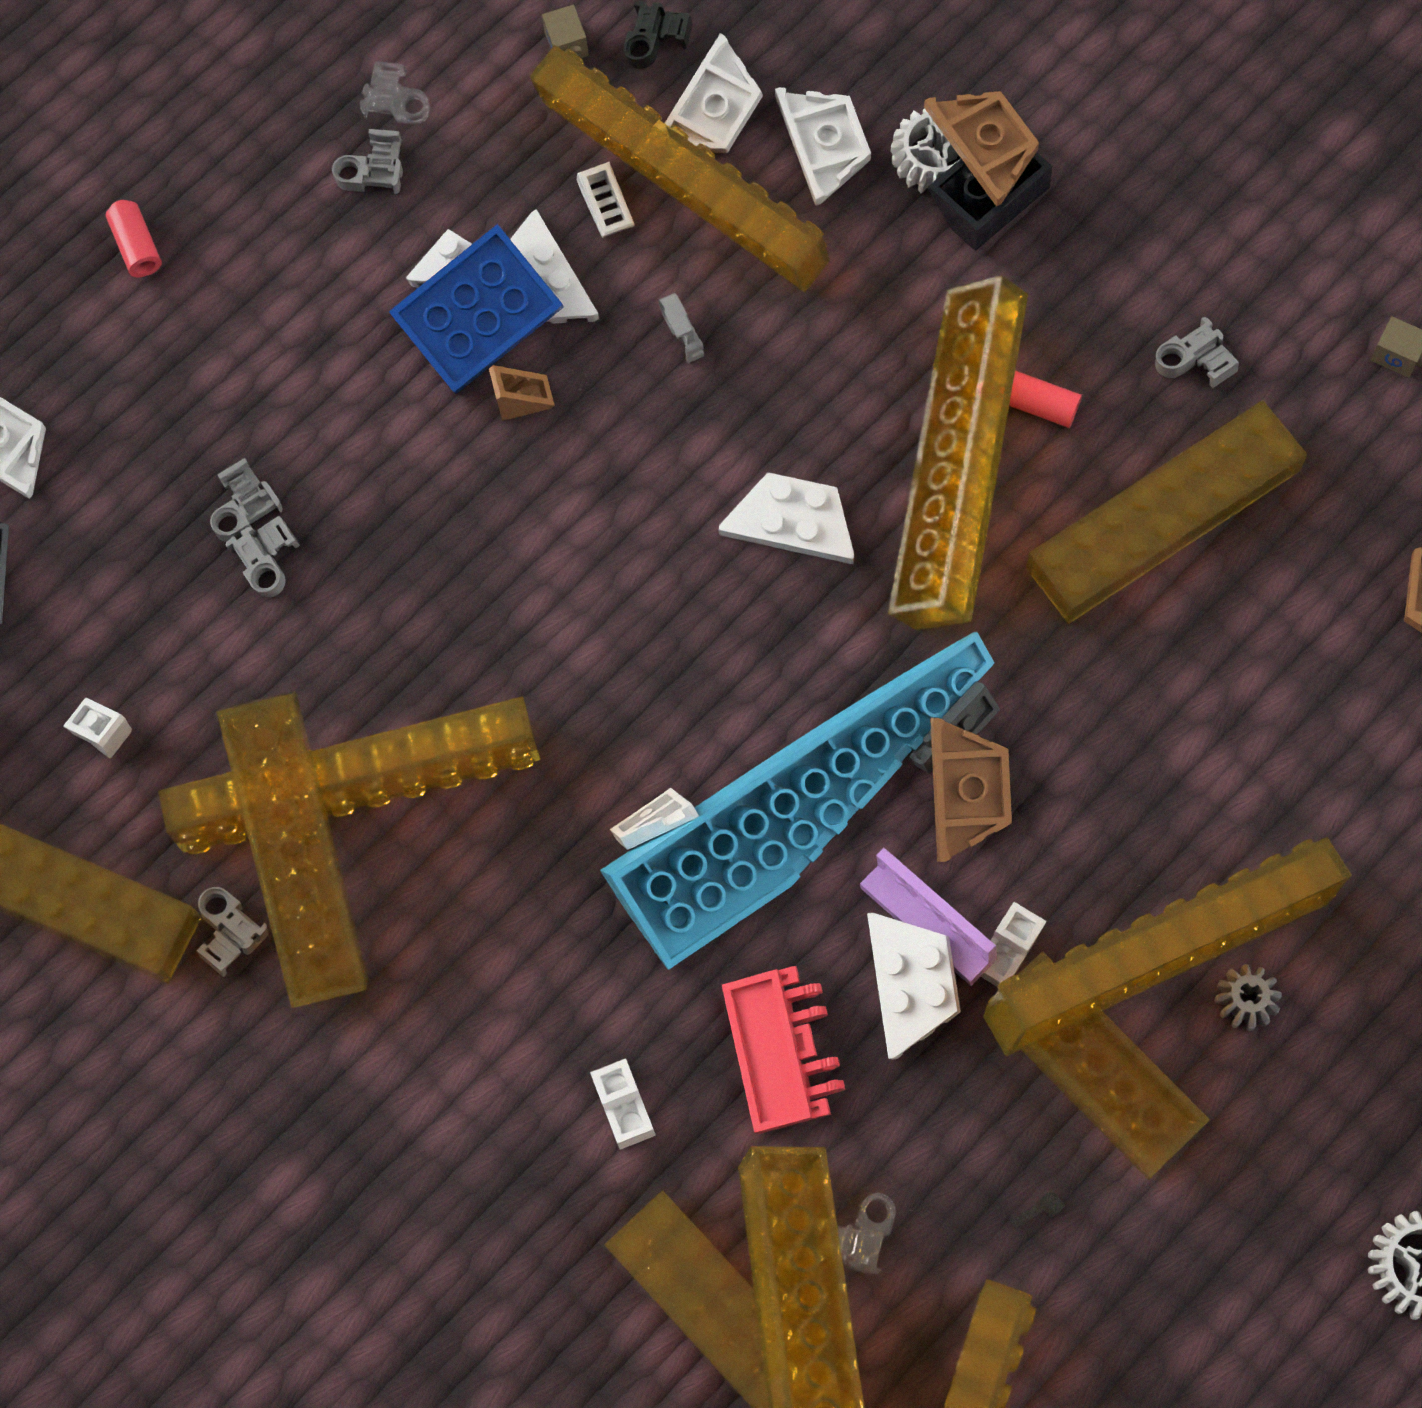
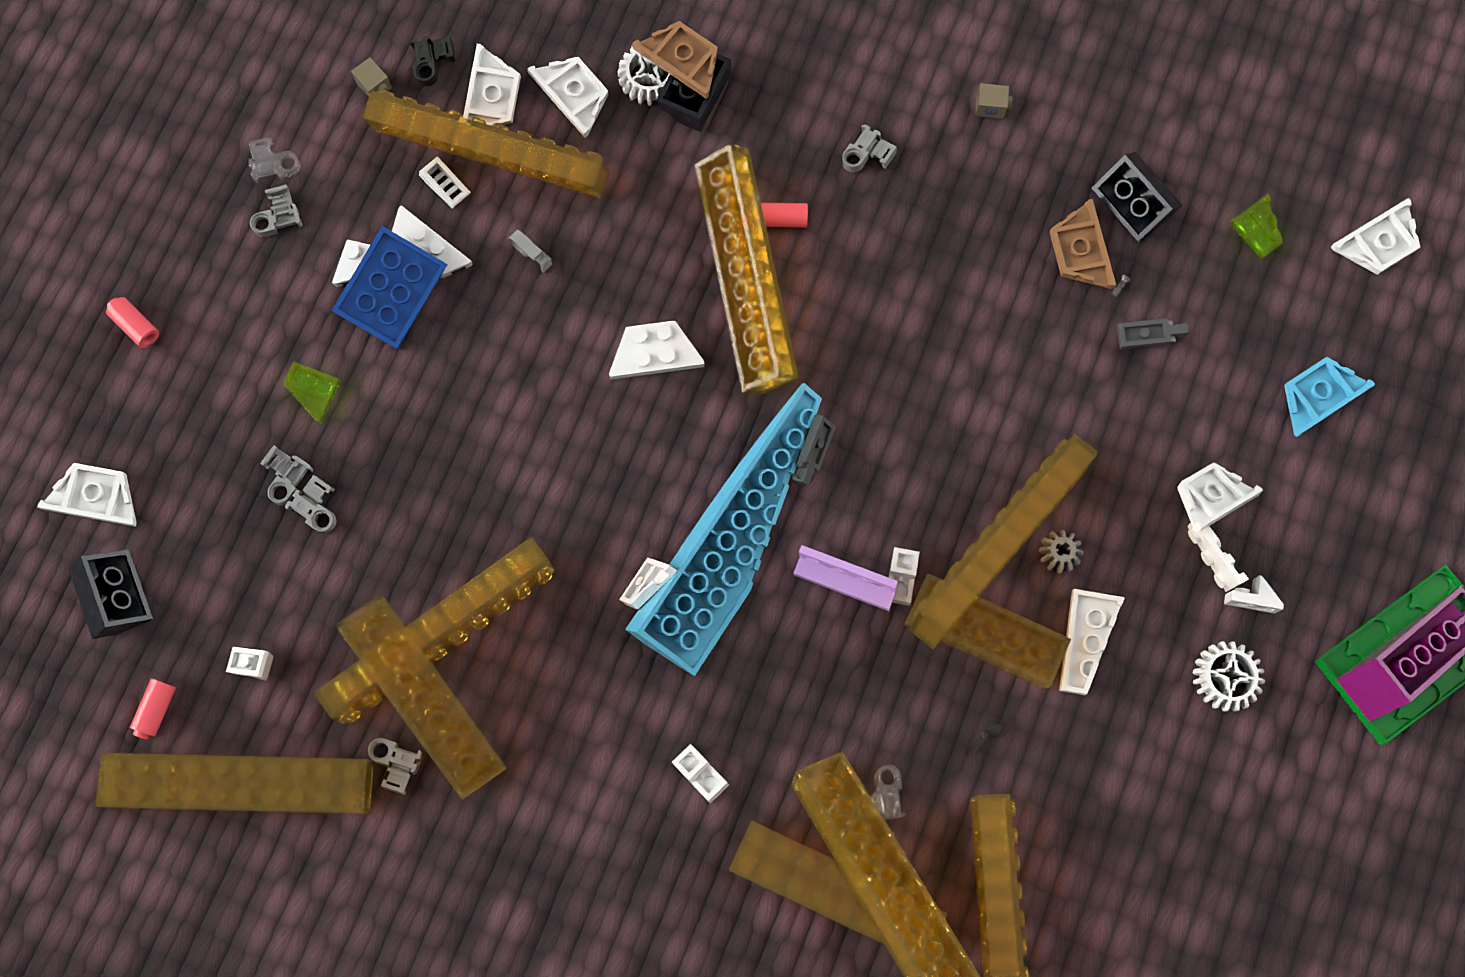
camera: 30 degrees left, 5 degrees up
(323, 405) = (312, 389): none -> clear neon green wing
(520, 392) = (441, 332): medium nougat slope -> none
(773, 1049) = (782, 700): coral hinge -> none
(912, 980) = (852, 622): white wing -> none
(969, 788) = (837, 485): medium nougat wing -> none
(1165, 511) = (889, 260): clear yellow brick -> none
(1242, 1124) = (1088, 627): none -> white wing

